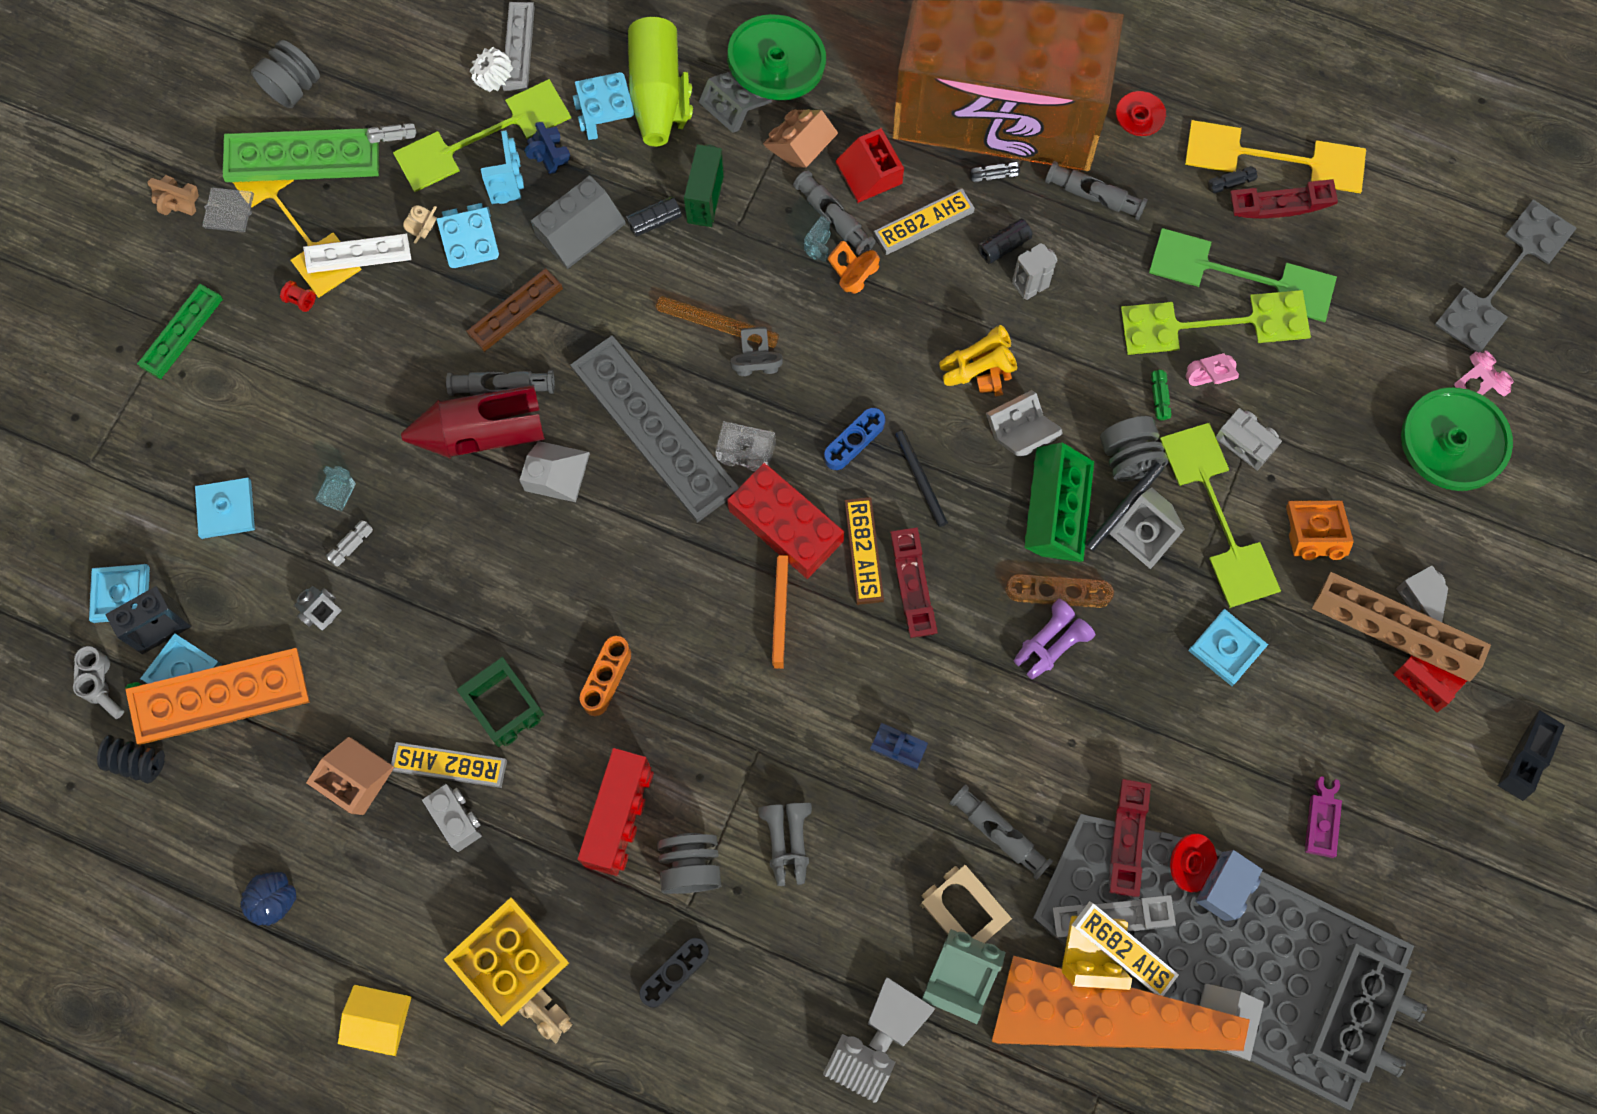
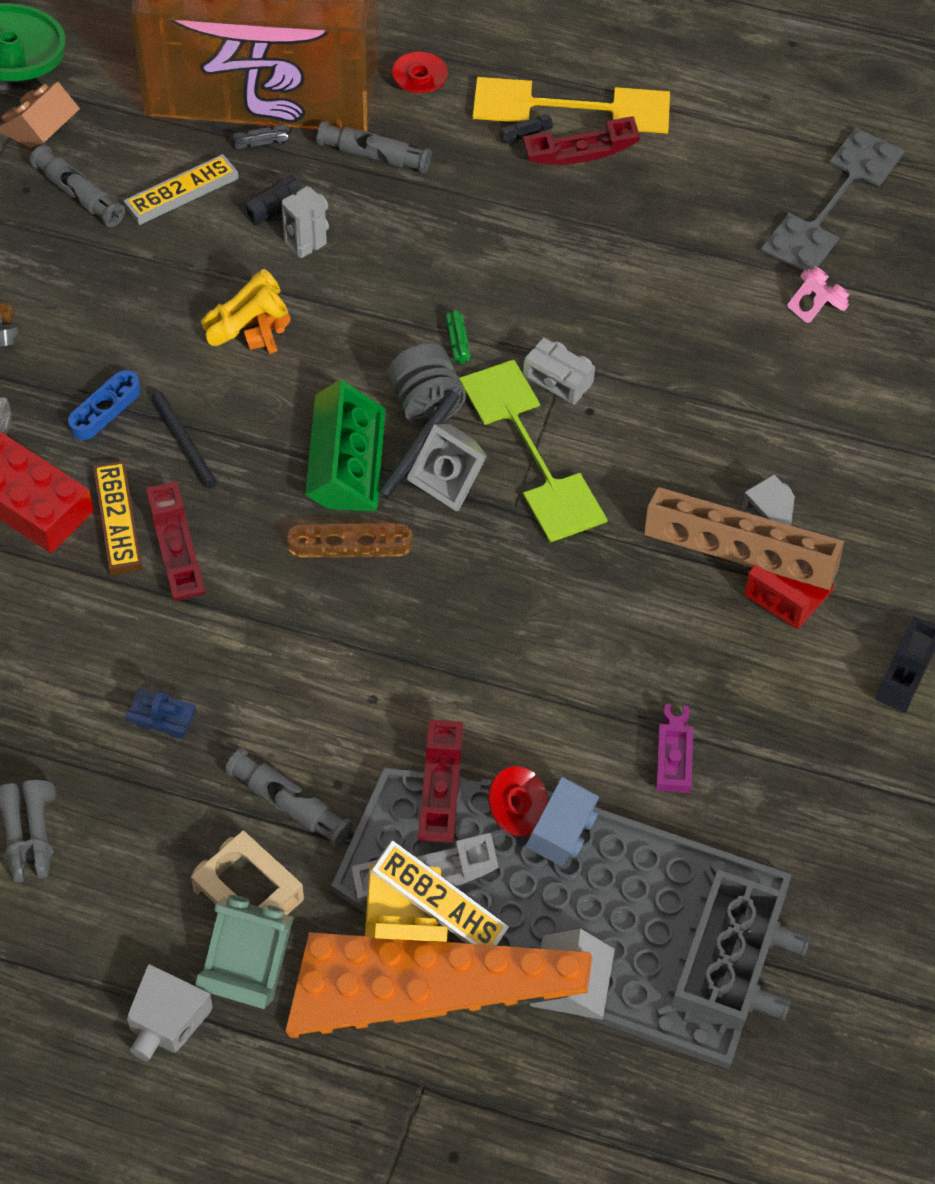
camera: 10 degrees left, 15 degrees down
(780, 612) = (16, 585): orange tile -> none
(816, 239) = (57, 211): clear light blue bracket -> none
(857, 269) = (100, 245): orange bracket -> none
(859, 1067) = (117, 1073): light grey brick -> none
(870, 166) = (117, 137): red slope -> none
(1021, 425) = (295, 371): light grey bracket -> none
(1061, 616) = (354, 562): medium lavender piece -> none
(1186, 257) = (604, 228): bright green hinge -> none
(1215, 368) = (512, 306): bright pink bracket -> none
(1228, 647) = (550, 581): medium azure plate -> none
(1274, 315) = (452, 275): lime hinge -> none
(1319, 529) = (645, 453): orange plate -> none
(1457, 439) = (791, 352): green dish -> none

